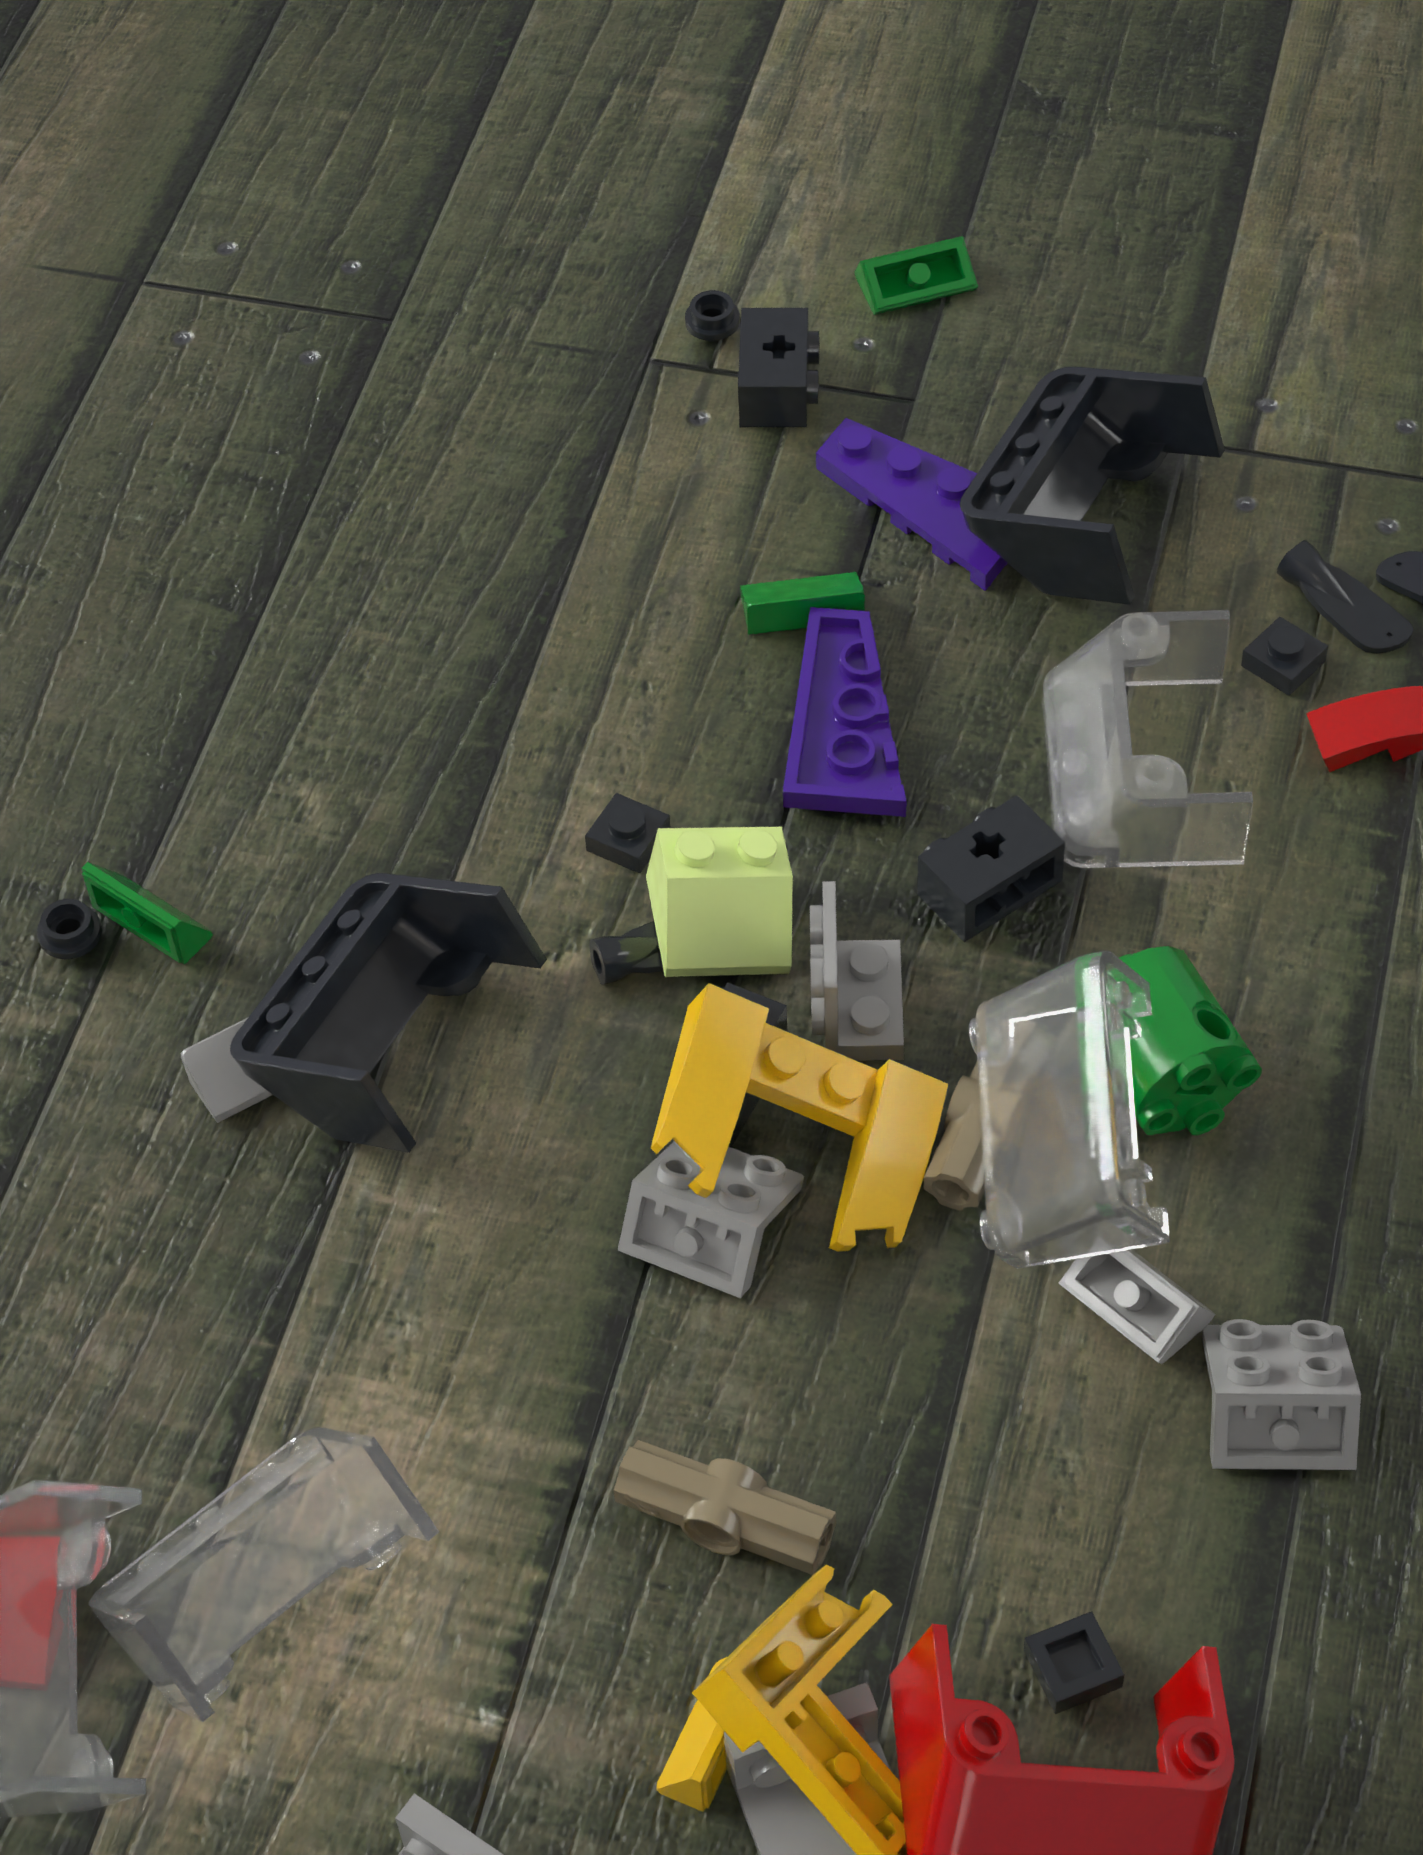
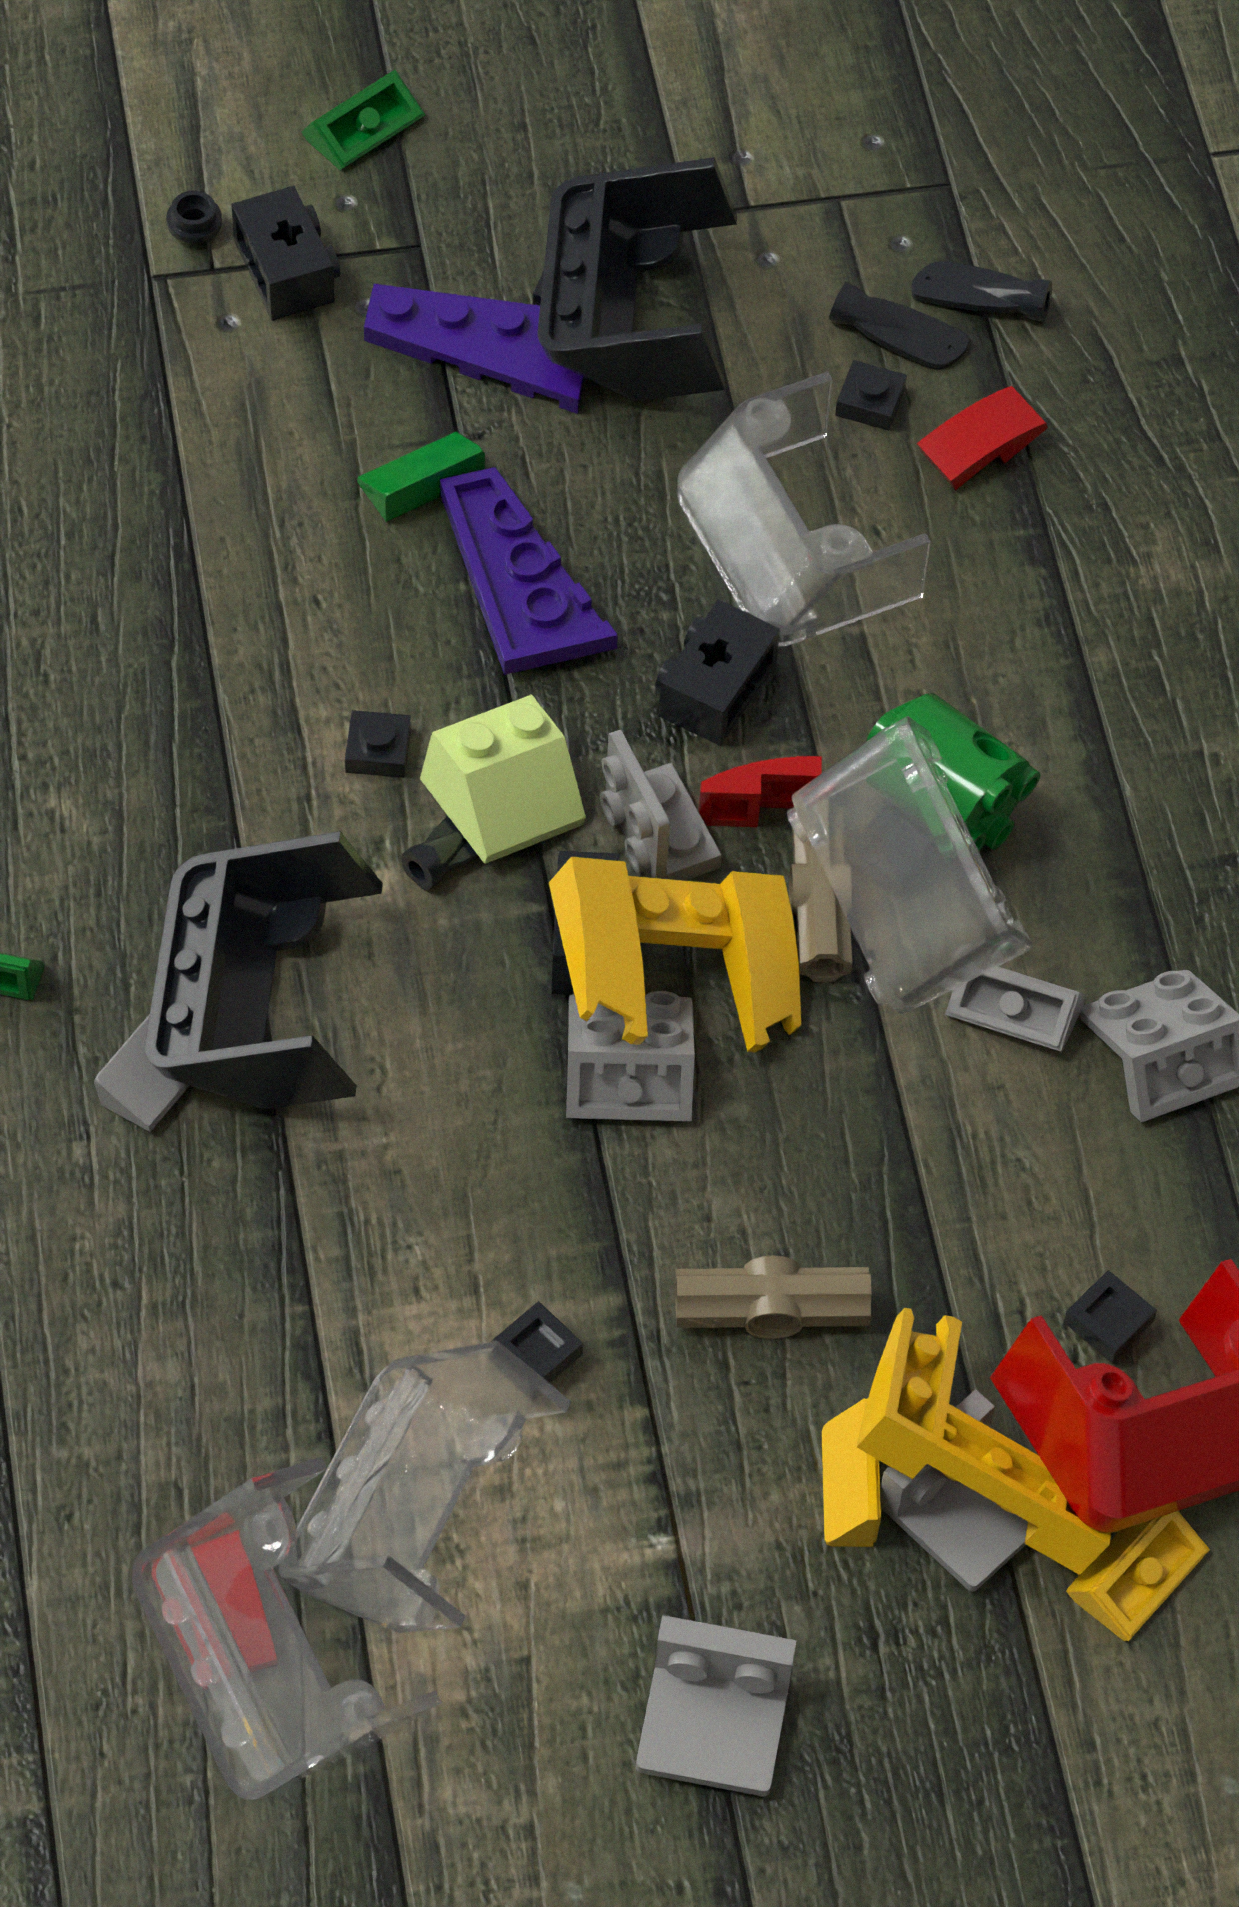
camera: 30 degrees left, 5 degrees up
(462, 1468) = (542, 1342): none -> black plate
(954, 989) = (738, 793): none -> red slope

